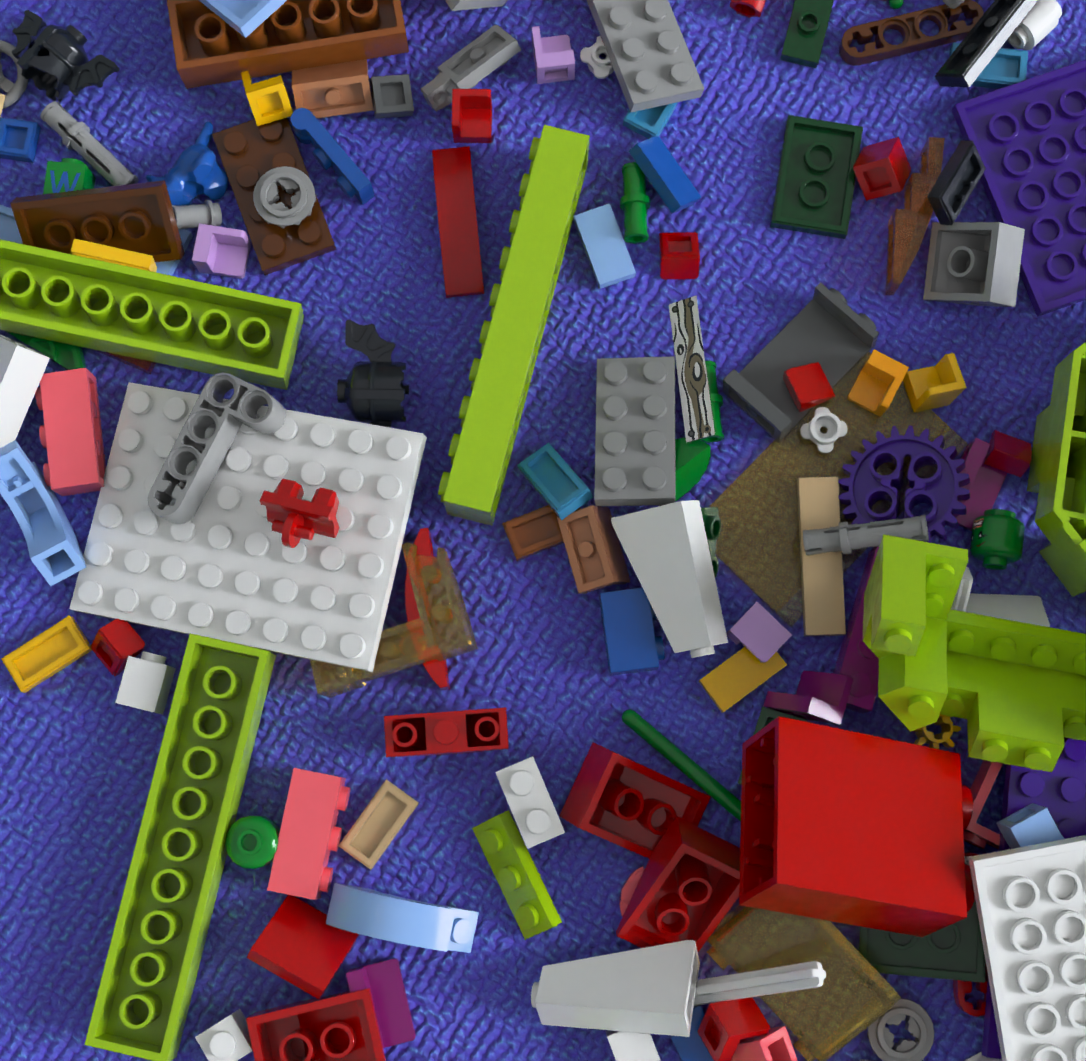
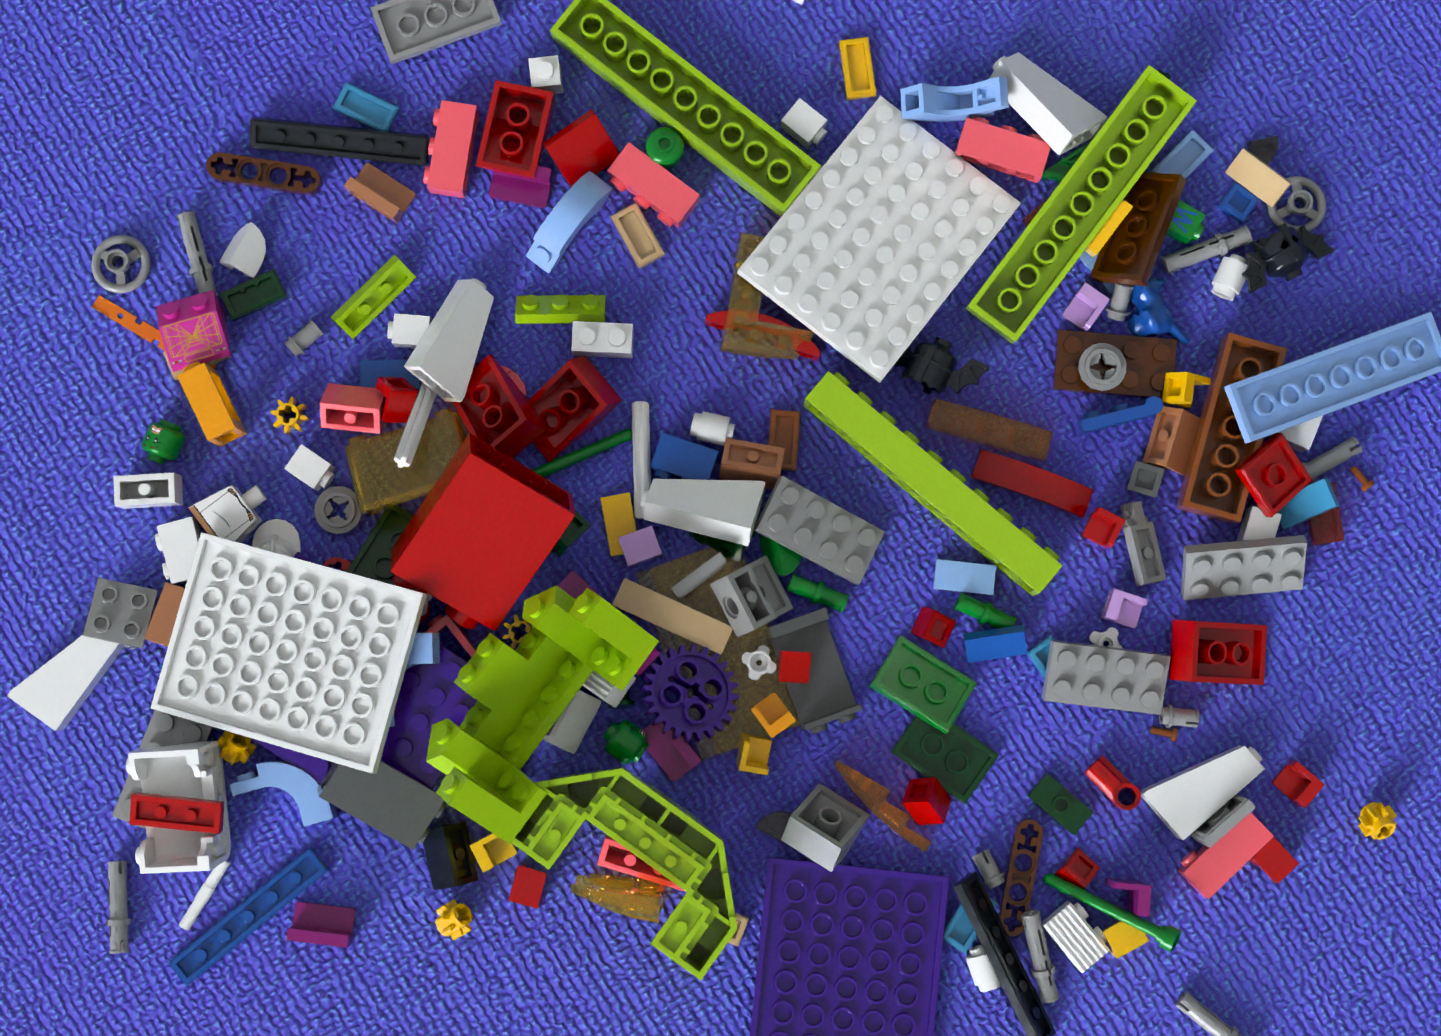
camera: 115 degrees right, 5 degrees up
(109, 106) = (1228, 278): none -> white brick
(115, 643) = (840, 116): red slope -> none
(212, 450) = (937, 232): light grey beam -> none
(299, 517) = (864, 266): red hips -> none
(419, 294) = (989, 429): none -> clear orange slope
(446, 732) = (675, 304): red slope -> none
(555, 481) = (811, 459): dark azure tile -> none
(573, 617) = (712, 428): none -> white brick
(648, 687) = (641, 453): none -> white axle
(691, 369) = (845, 592): sticker -> none
(752, 233) = (923, 684): none -> green tile
(753, 472) = (751, 596): none -> light grey brick
(763, 542) = (699, 575): none -> light grey tile
(817, 698) = (576, 561): magenta panel -> none
(858, 536) = (674, 634): light grey pin -> none
(926, 61) = (988, 869): none -> light grey pin
(956, 182) = (888, 842): black plate -> none
(995, 324) = (774, 823): none -> clear smoke tile
(1008, 454) = (681, 783): red slope -> none

